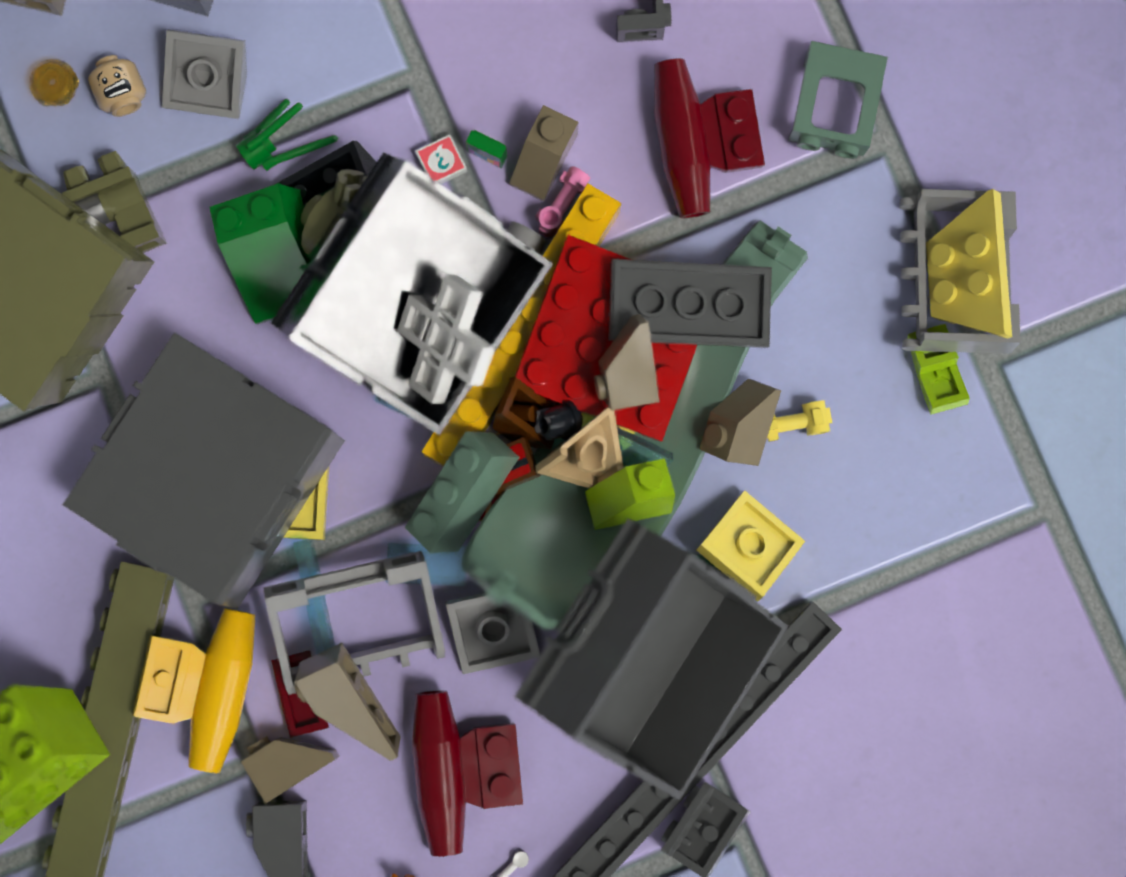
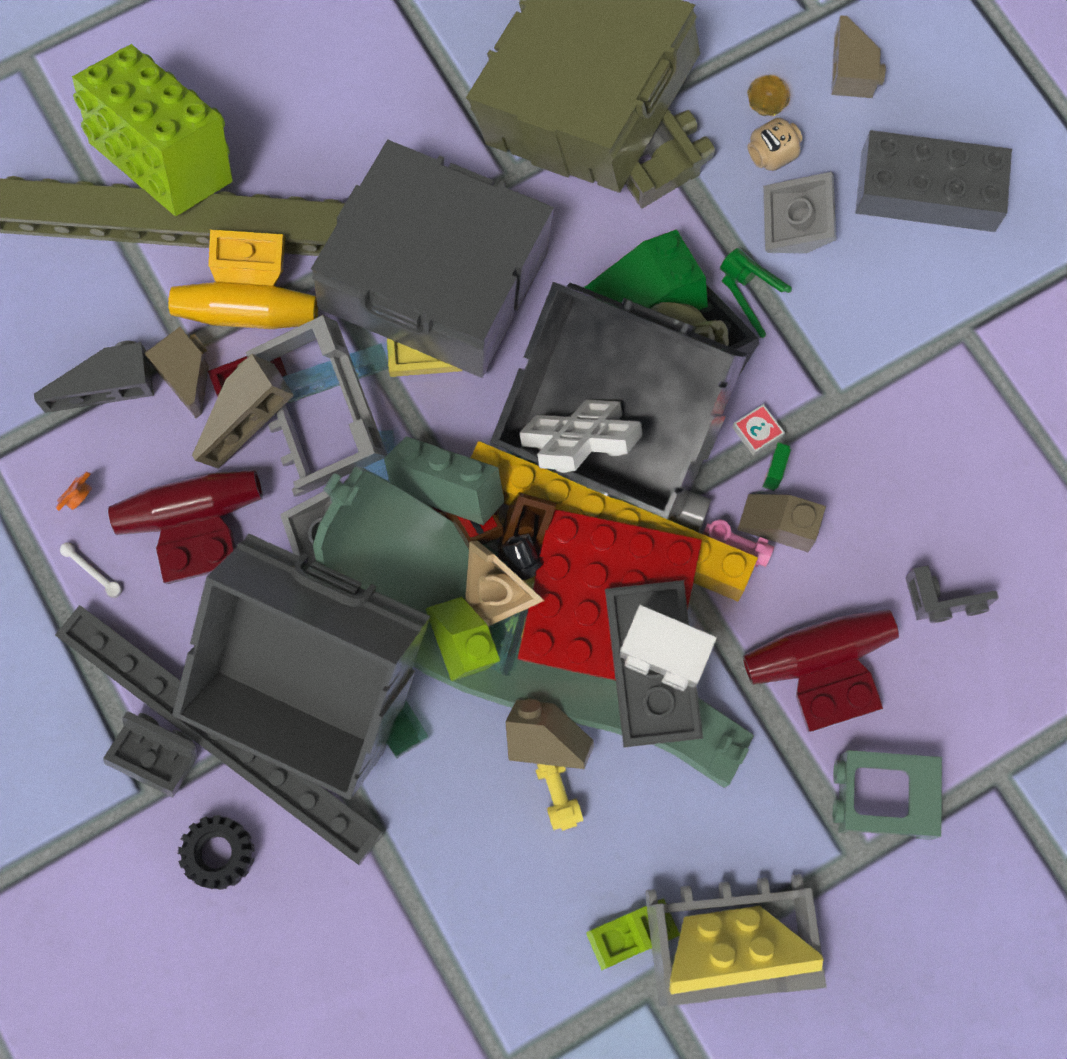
camera: 85 degrees right, 10 degrees down
(628, 368) = (576, 607): dark tan slope -> none
(690, 284) = (666, 648): none -> white brick
(751, 545) = (429, 763): light yellow plate -> none
(835, 777) = (194, 842): none -> black tyre

